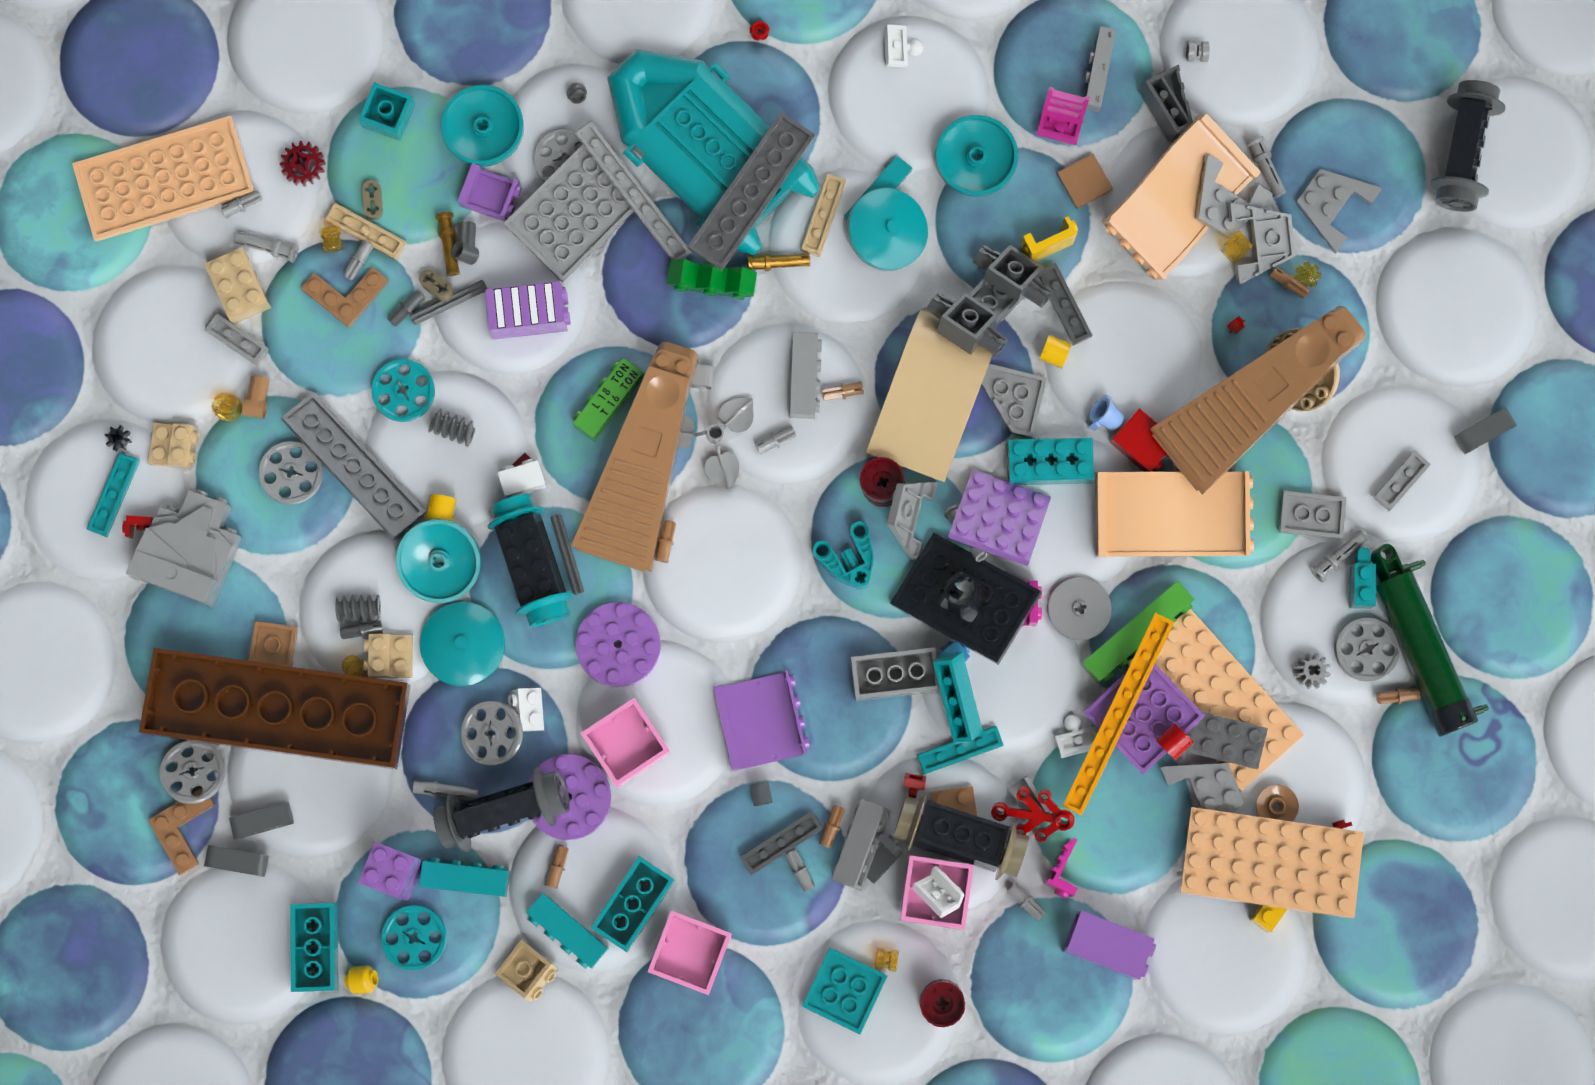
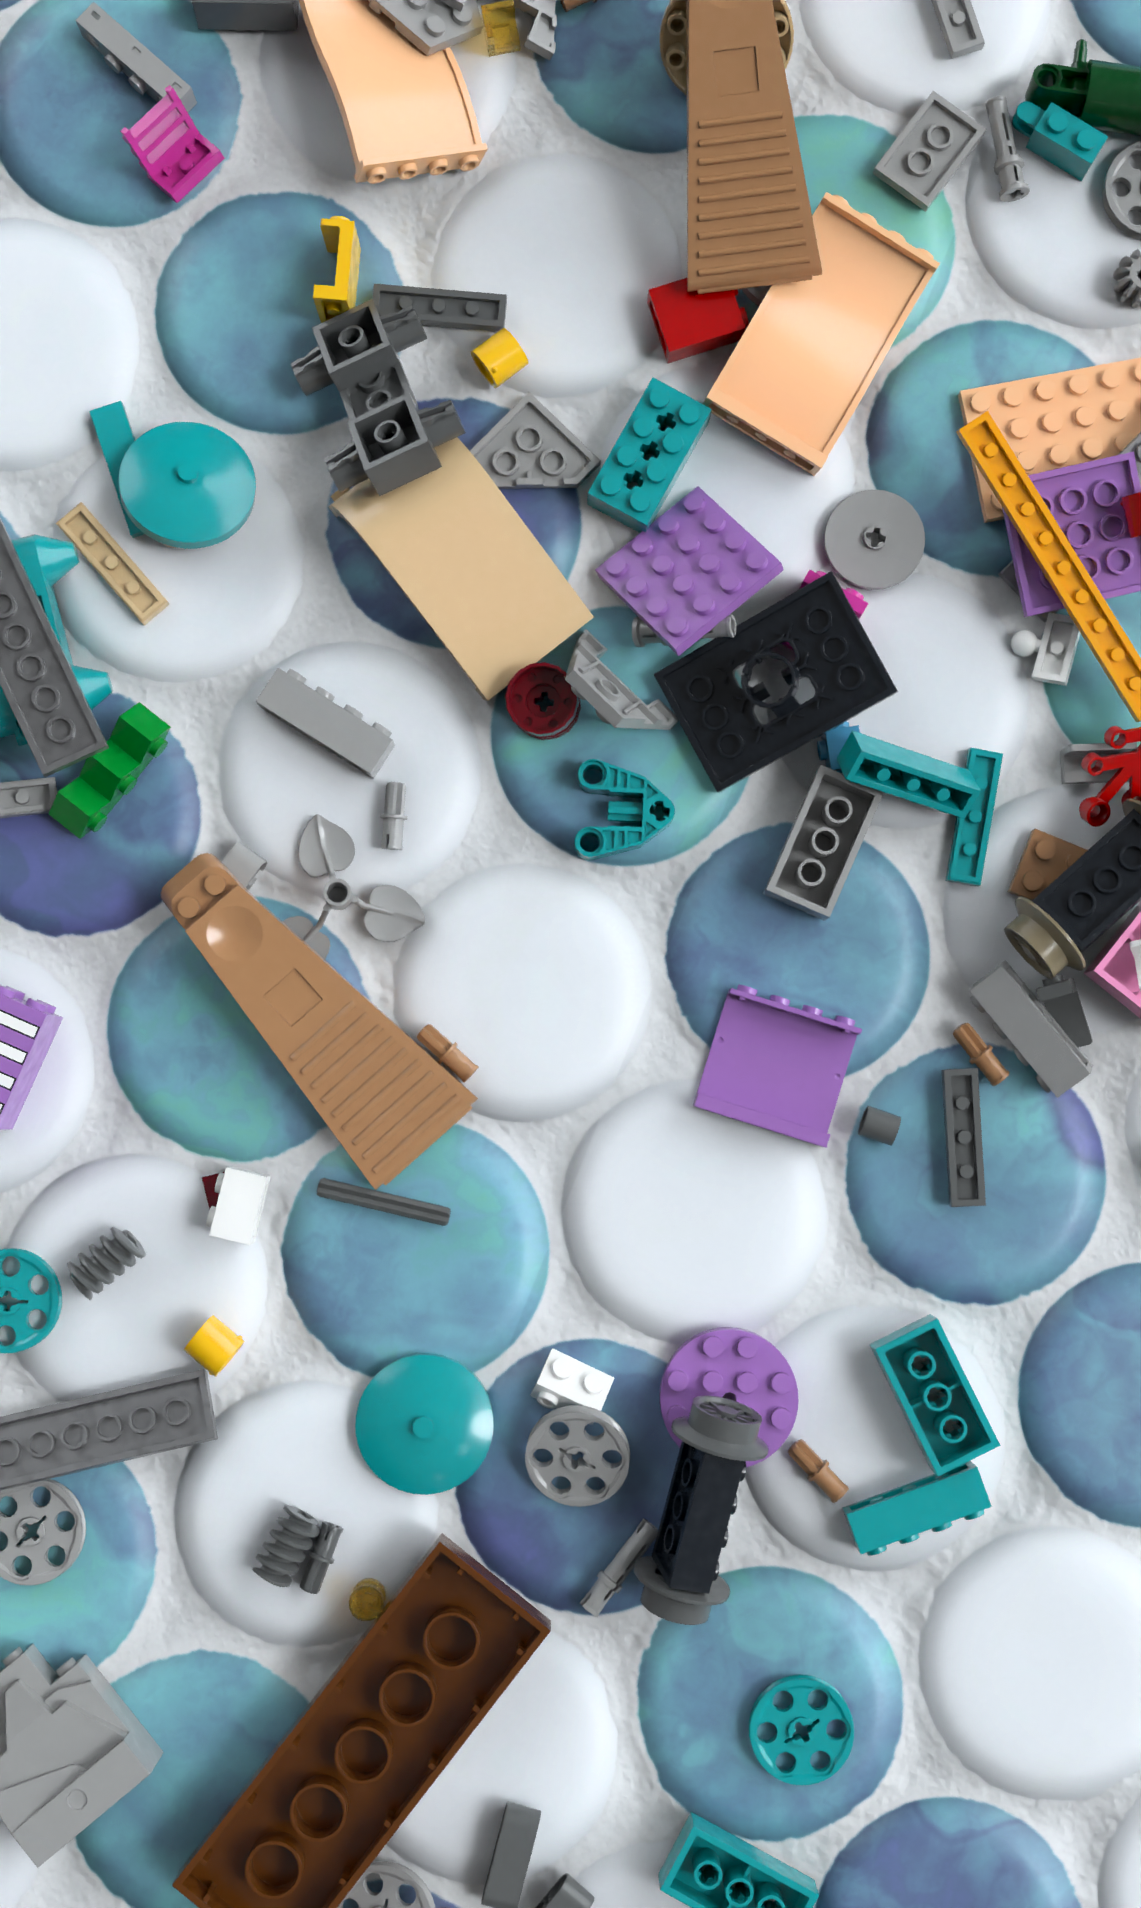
camera: 60 degrees left, 5 degrees up
(273, 643) = (268, 1698): medium nougat plate -> none
(361, 979) = (819, 1840): yellow head -> none
(389, 656) = (381, 1539): tan plate -> none
(391, 871) = (699, 1721): medium lavender brick -> none
(438, 560) = (286, 1392): teal dish -> none
(464, 878) = (761, 1612): teal brick -> none
(526, 971) = (941, 1598): tan plate -> none
(530, 560) = (363, 1261): black brick -> none
(608, 399) = (195, 1016): bright green brick -> none
(618, 665) = (547, 1238): medium lavender piece -> none
(625, 743) = (704, 1276): bright pink container -> none
(689, 952) = (1051, 1355): bright pink container -> none
(767, 262) = (134, 677): pearl gold pin -> none
(800, 870) = (1017, 1133): light grey axle -> none
(842, 391) = (380, 683): medium nougat axle -> none
(914, 783) = (986, 905): red tile -> none
(976, 155) = (157, 299): teal dish -> none
(1084, 181) = (282, 178): medium nougat tile -> none
(1105, 414) = (627, 342): light blue piece -> none
(1127, 640) = (954, 480): bright green brick -> none
(1236, 325) = (607, 94): red plate -> none

